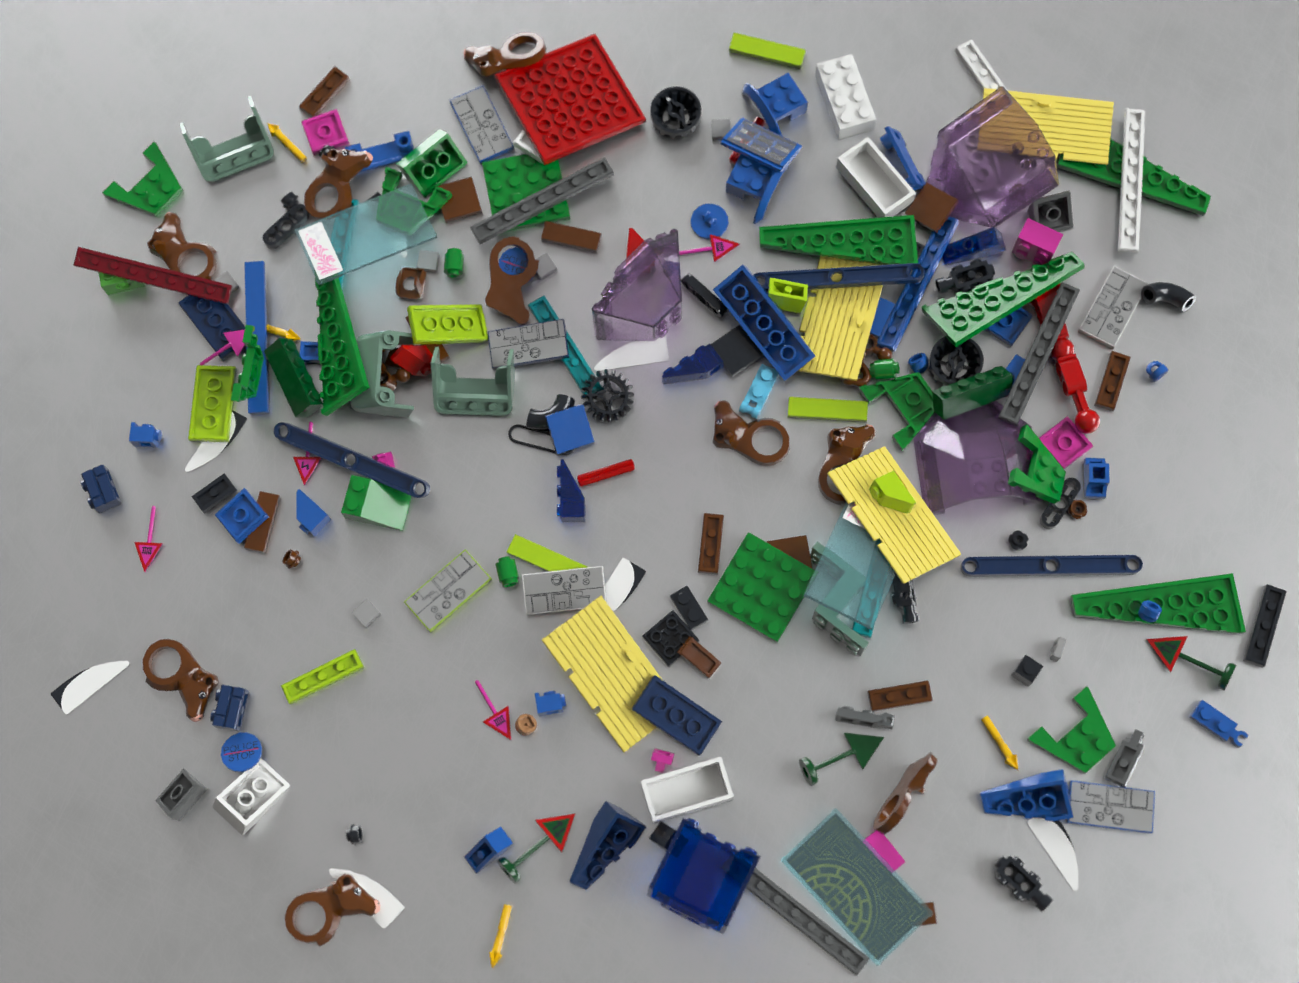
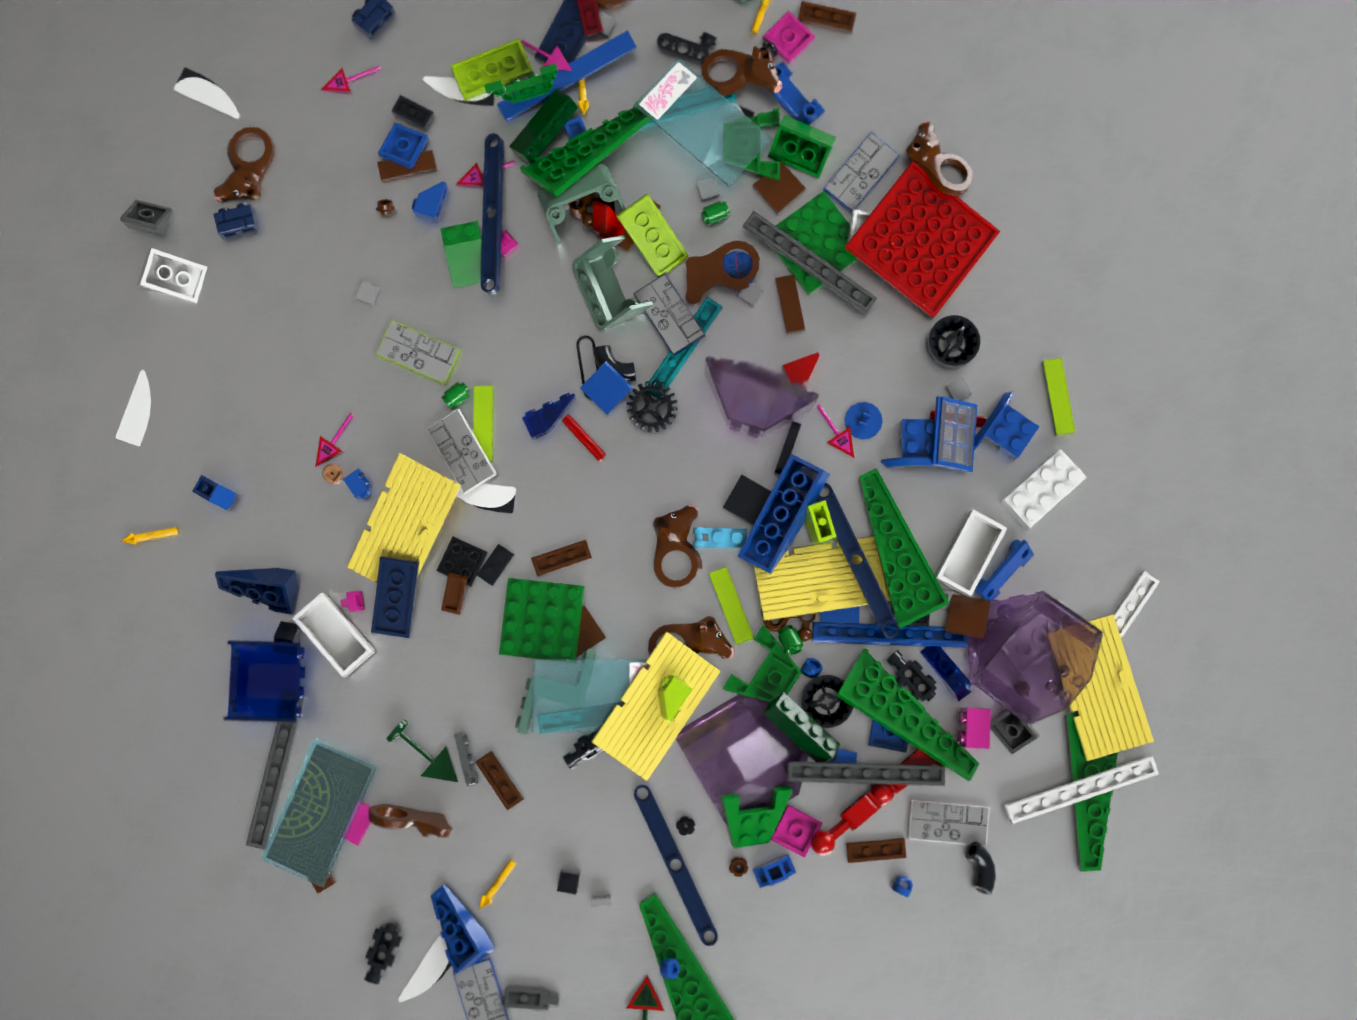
camera: 60 degrees right, 10 degrees up
(144, 435) = (436, 26): blue brick -> none
(241, 752) = (203, 249): blue piece -> none
(322, 676) = (298, 283): lime tile -> none
(340, 899) = (120, 388): reddish brown animal -> none
(354, 834) = (178, 376): black plate -> none
(419, 281) = (676, 192): reddish brown piece -> none
(555, 828) = (255, 541): dark green piece -> none
(635, 354) = (706, 413): white sticker -> none
(698, 366) = (720, 476): clear blue slope -> none
(1077, 486) = (721, 852): black beam -> none
(1085, 742) = (528, 957): green wing -> none

